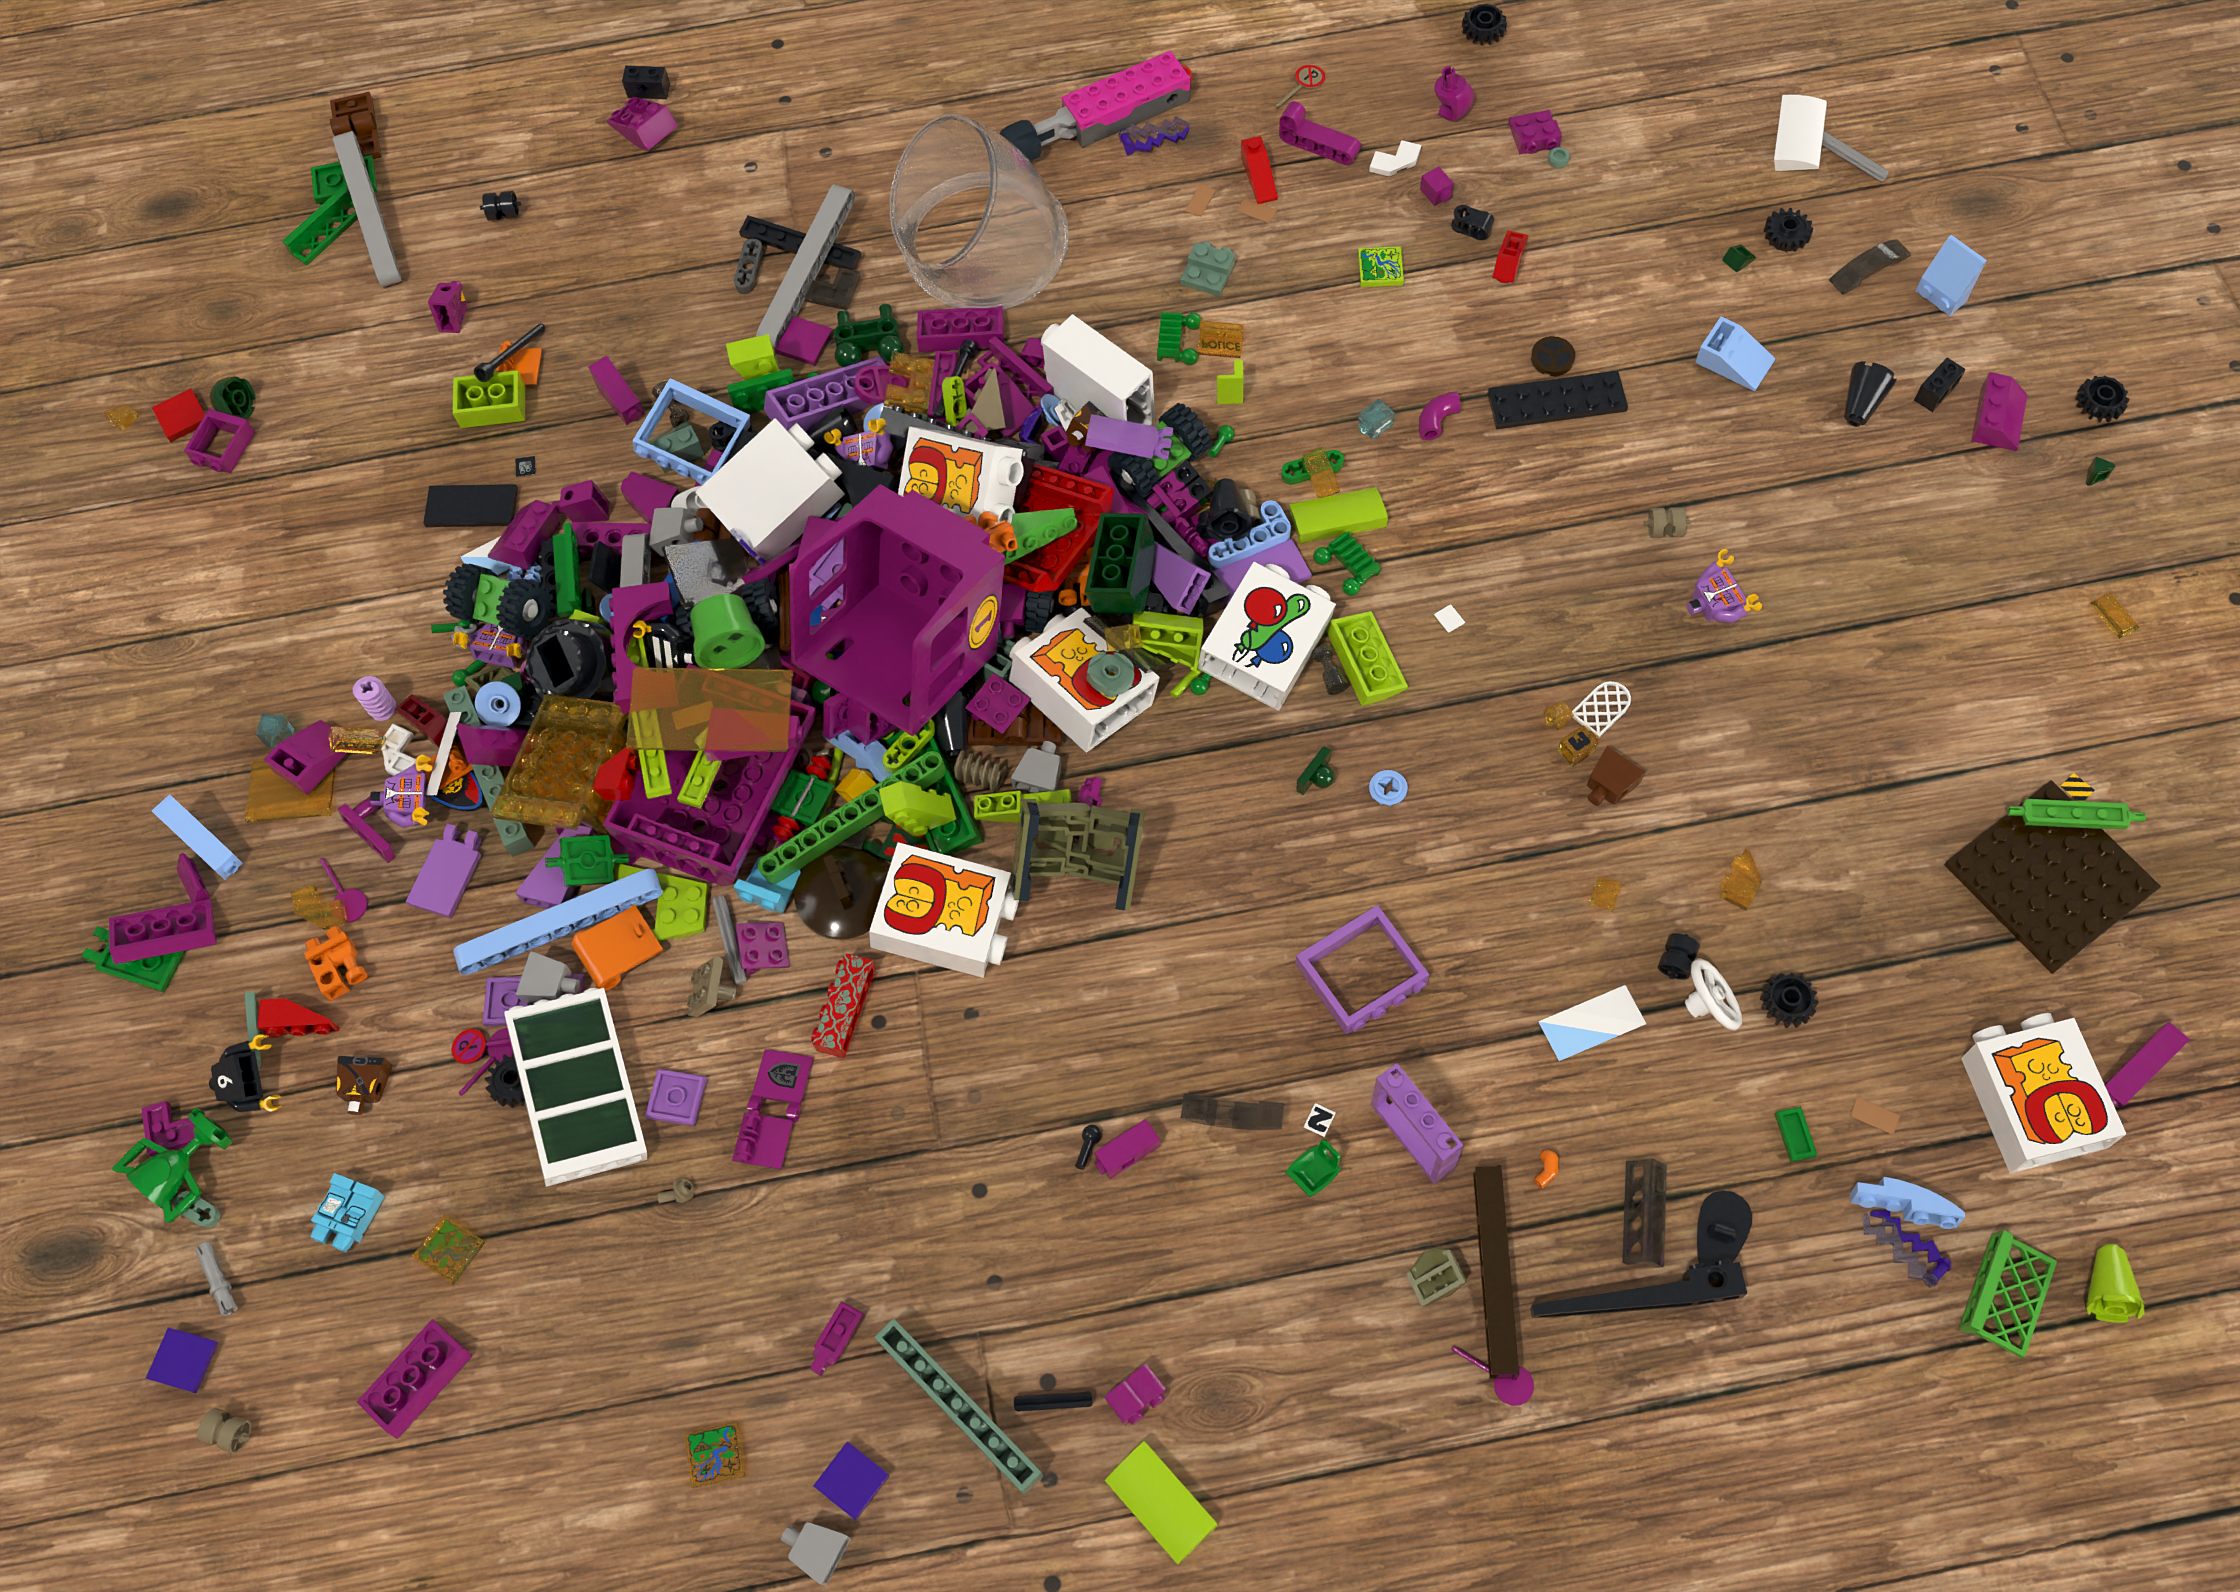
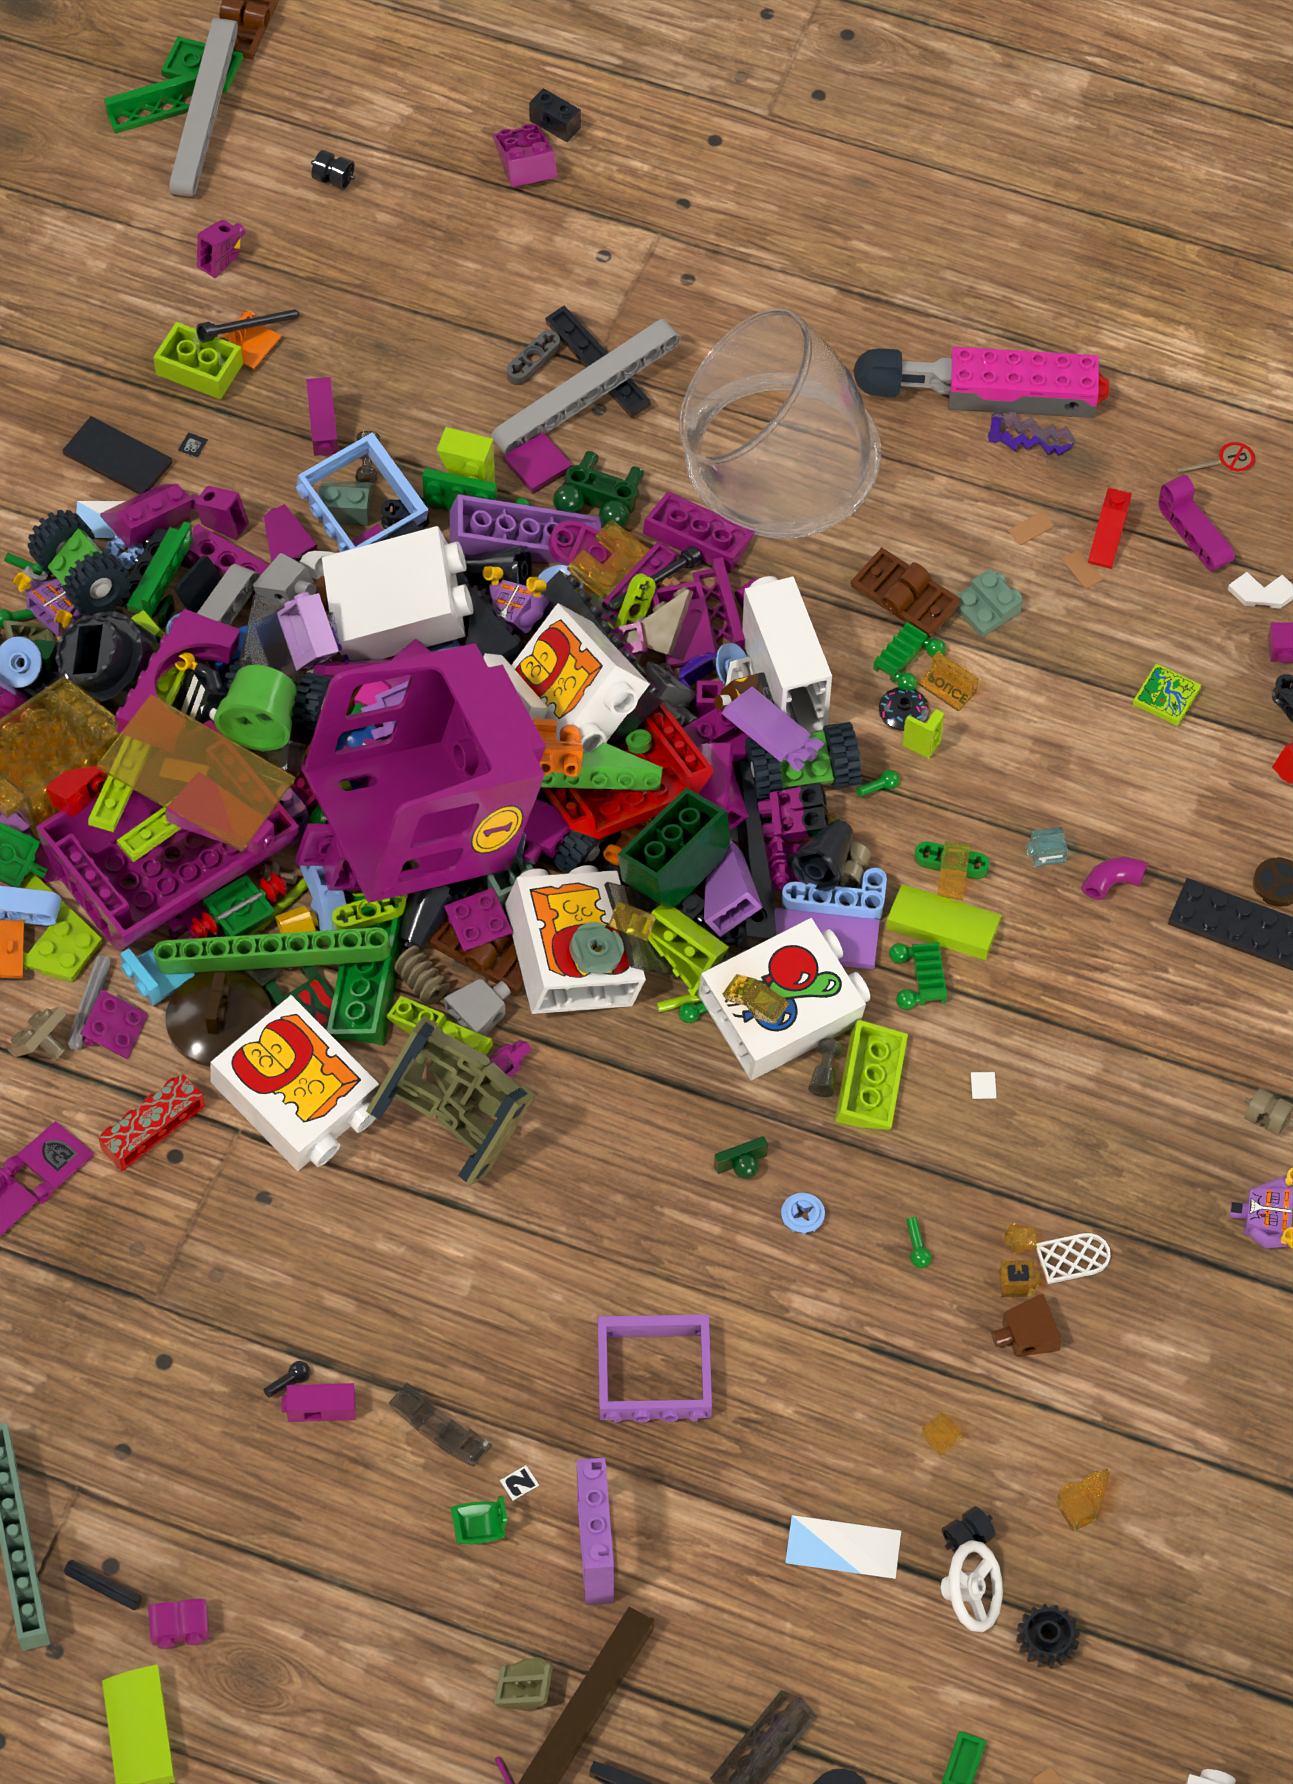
camera: 25 degrees right, 5 degrees down
(714, 561) = (307, 630): none -> lavender window
(836, 294) = (599, 432): clear smoke plate -> none
(916, 809) = (331, 975): lime wedge -> none
(1033, 501) = (639, 741): none -> bright green tile
(1144, 290) = (906, 591): none -> reddish brown plate
(1196, 383) = (894, 713): none -> black dish
(1258, 642) = (757, 997): none -> clear yellow slope
(1494, 770) = (920, 1256): none -> green bar
(1550, 1171) = (703, 1653): orange arm -> none

